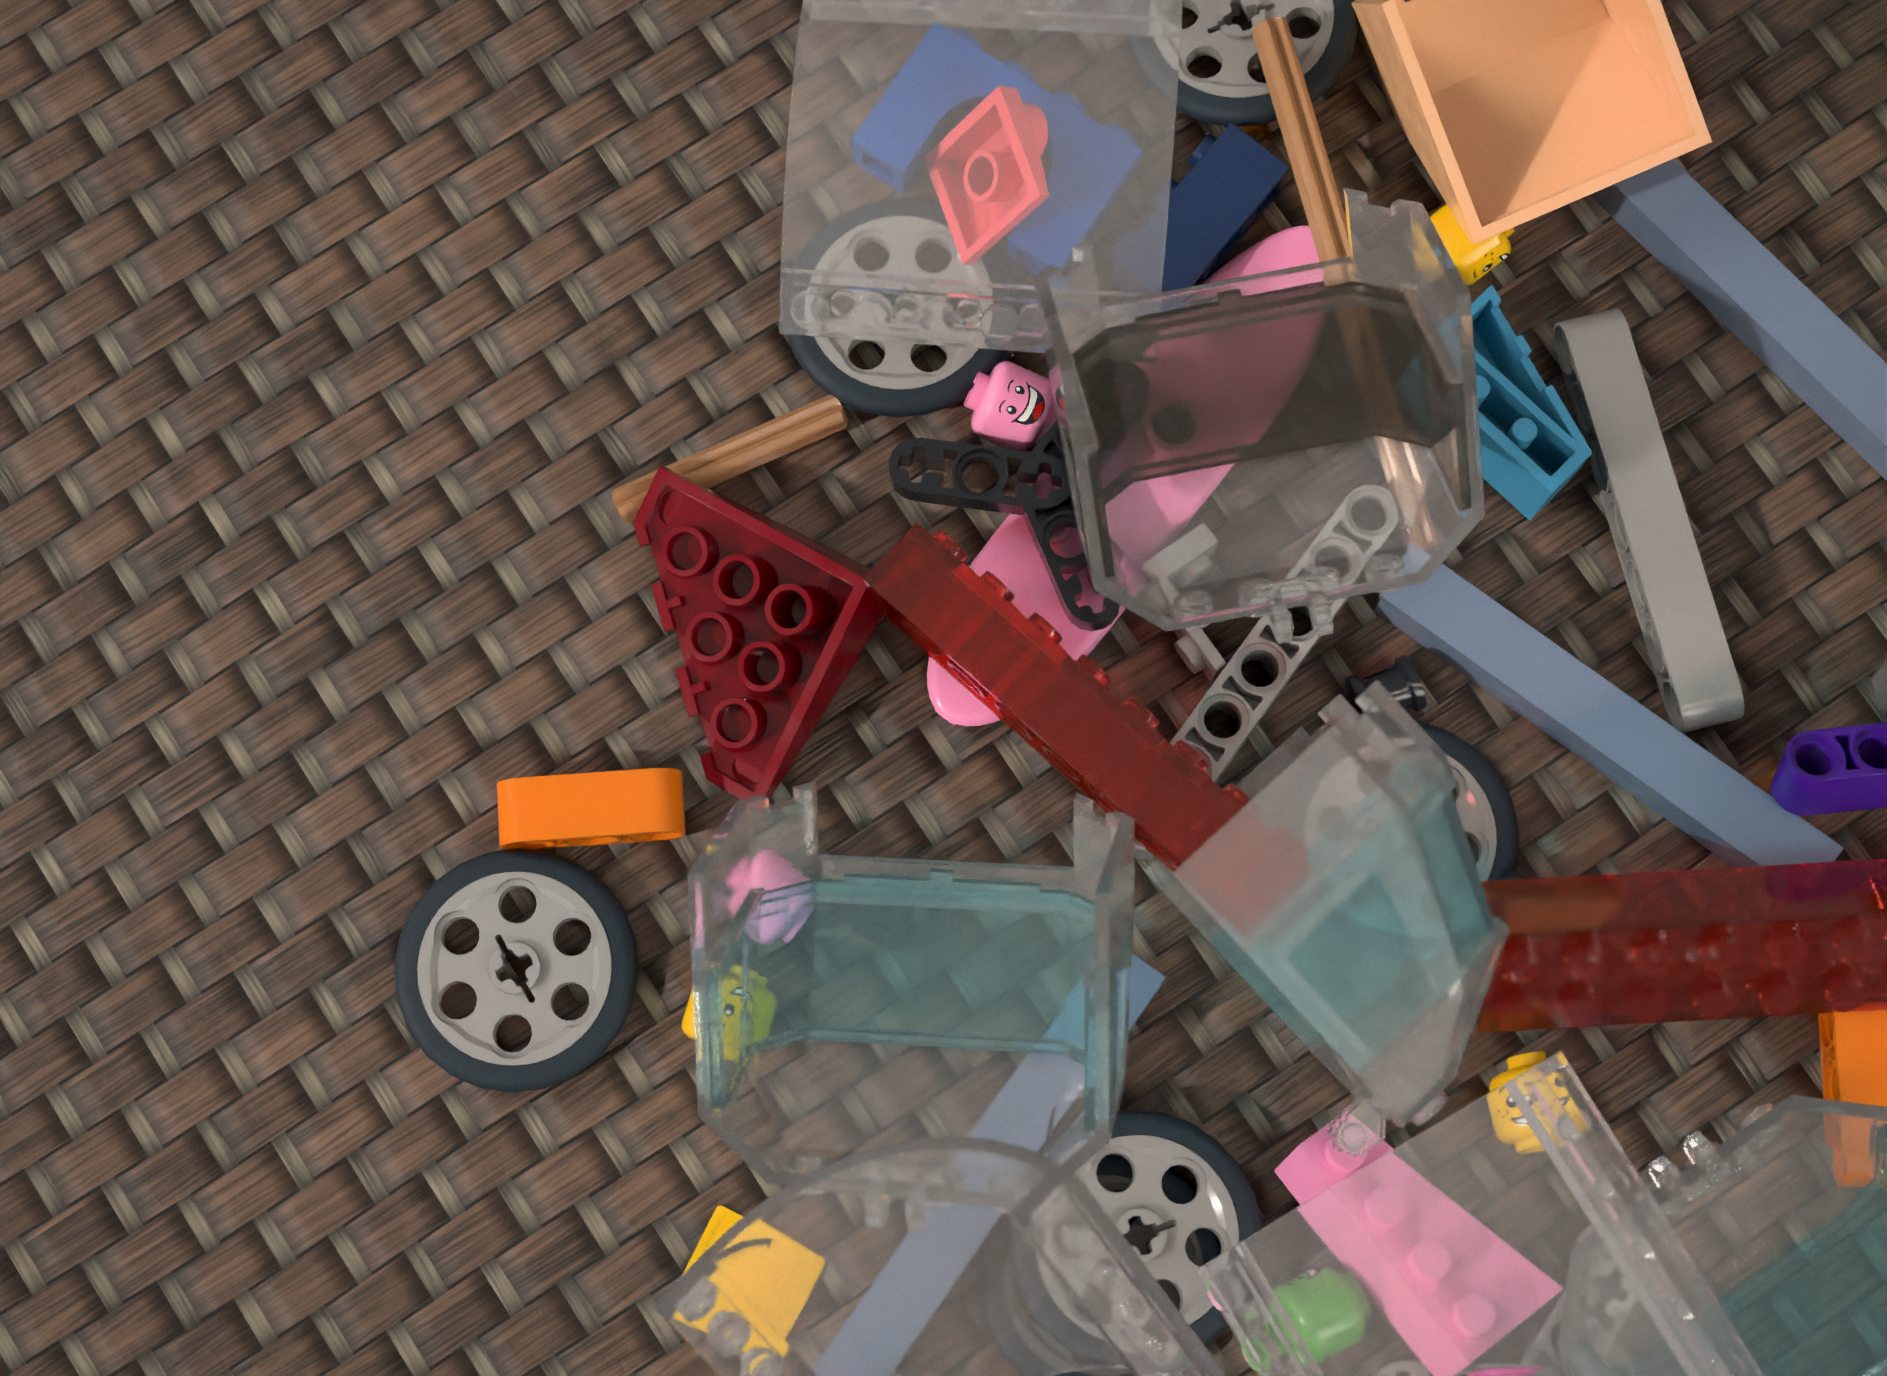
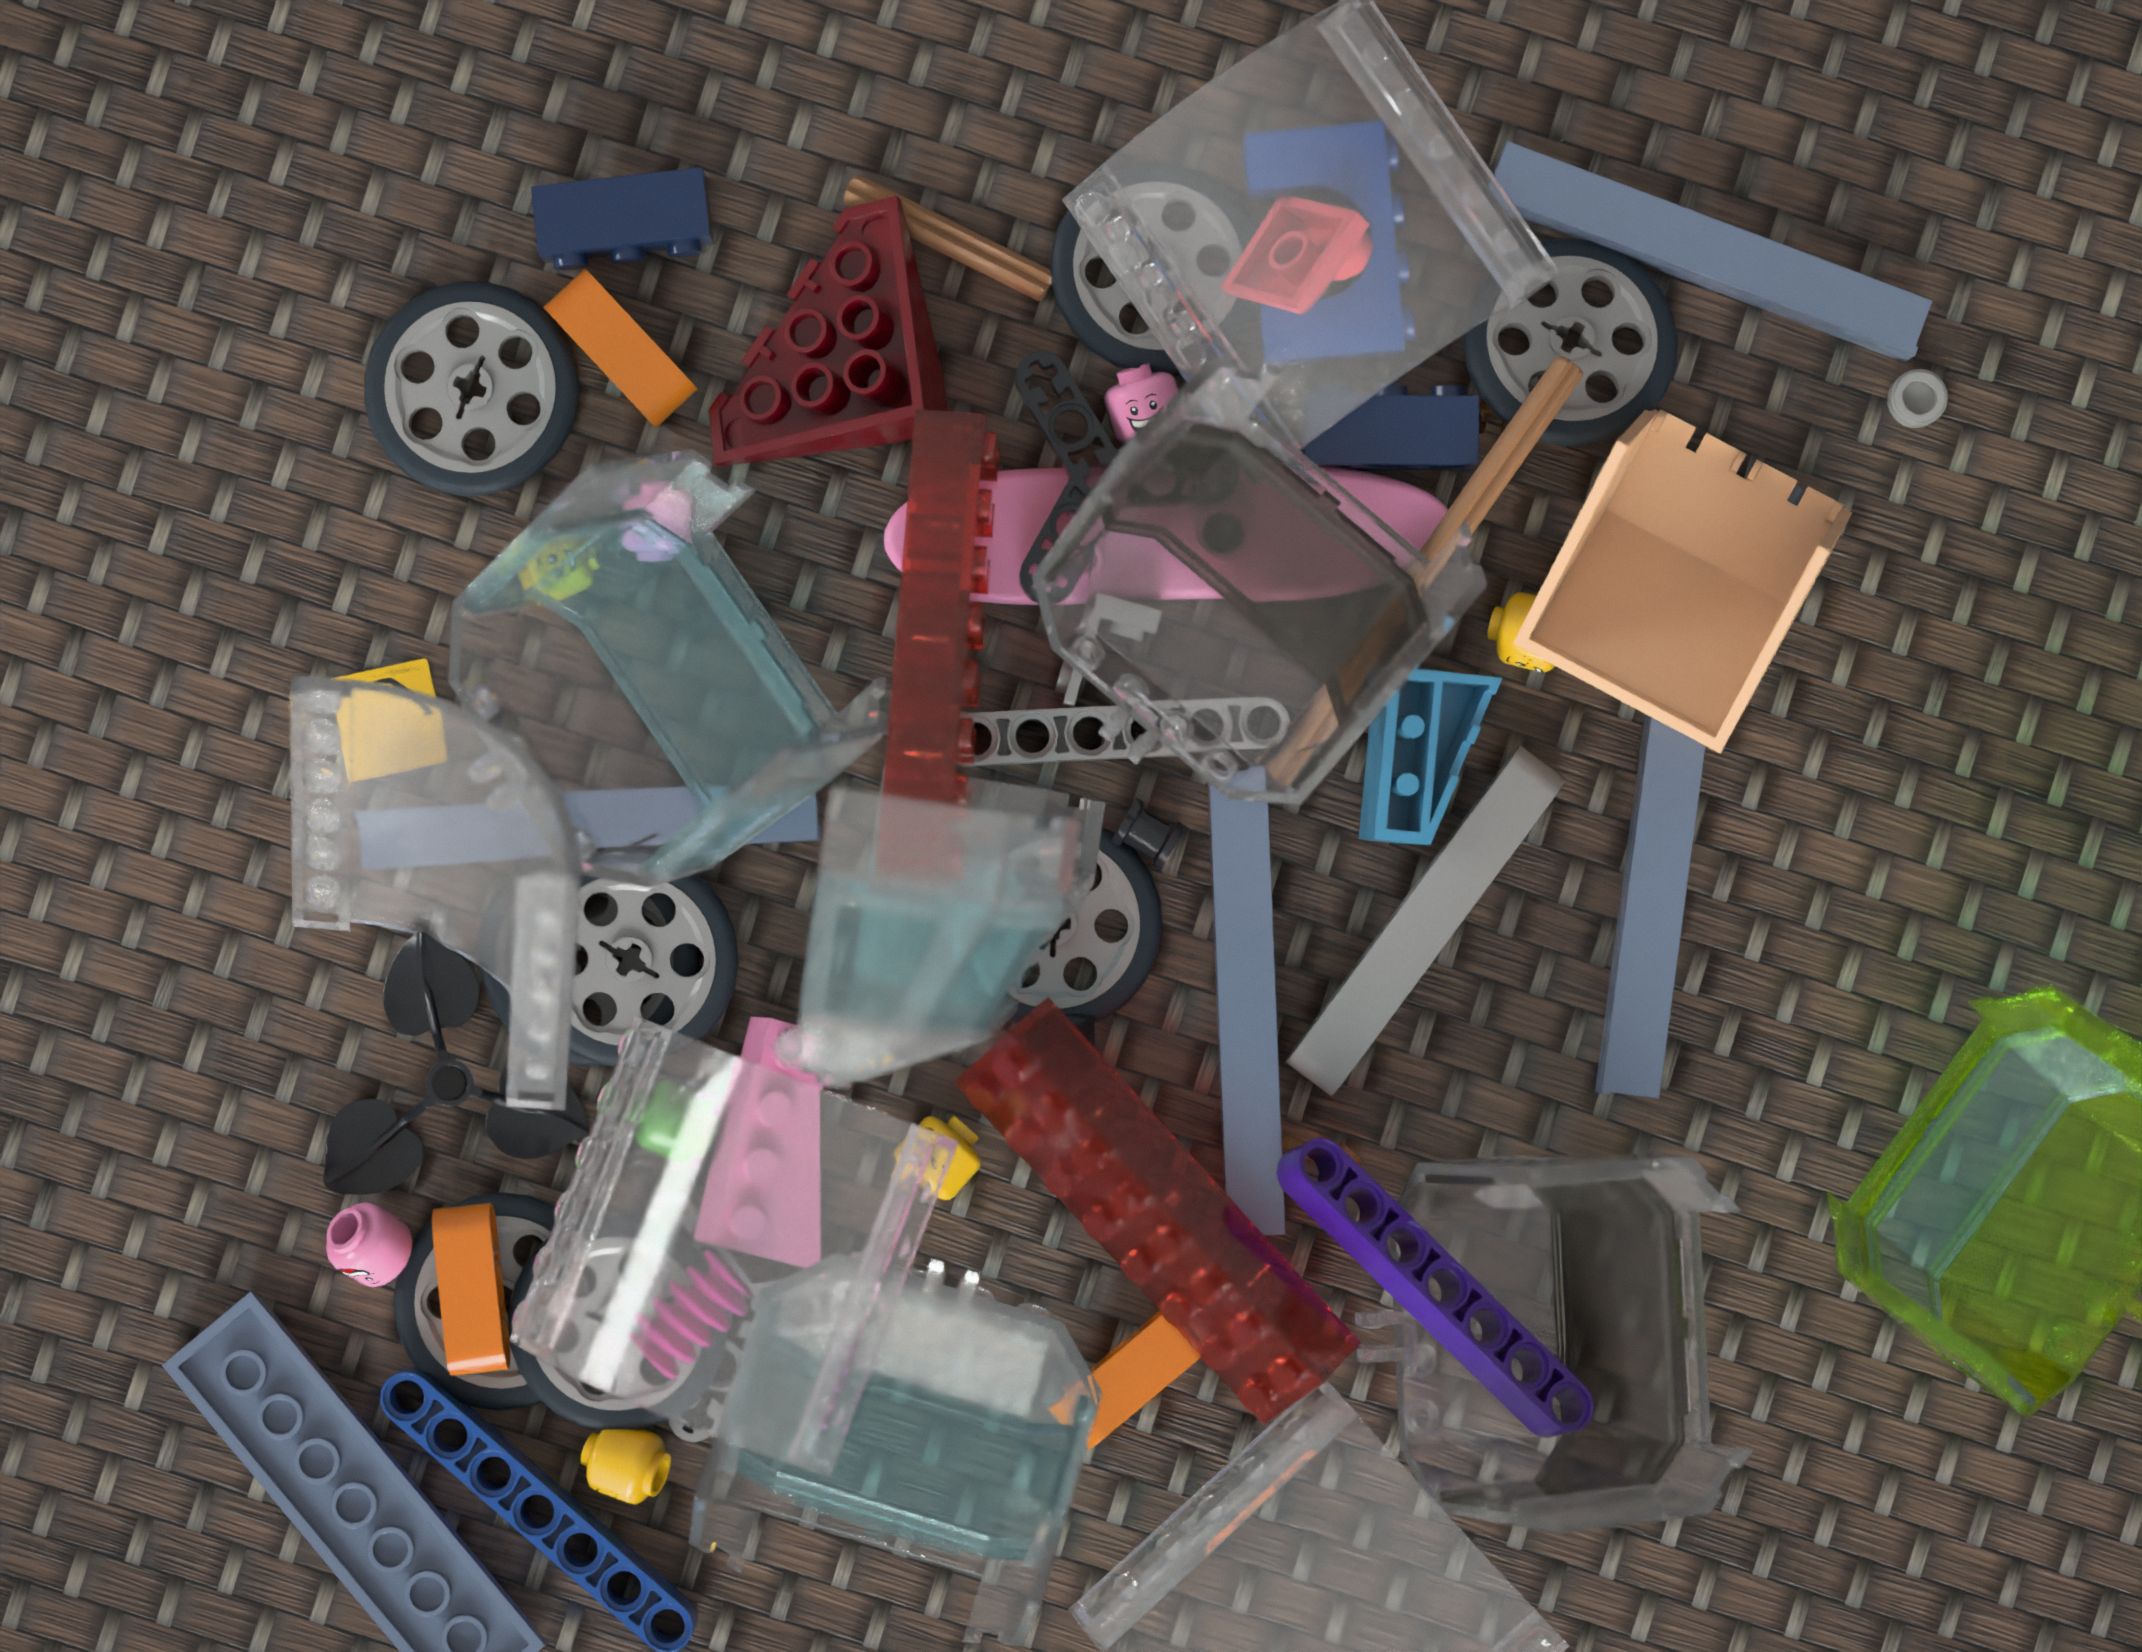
camera: 45 degrees right, 10 degrees up
(481, 715) = (622, 217): none -> dark blue brick

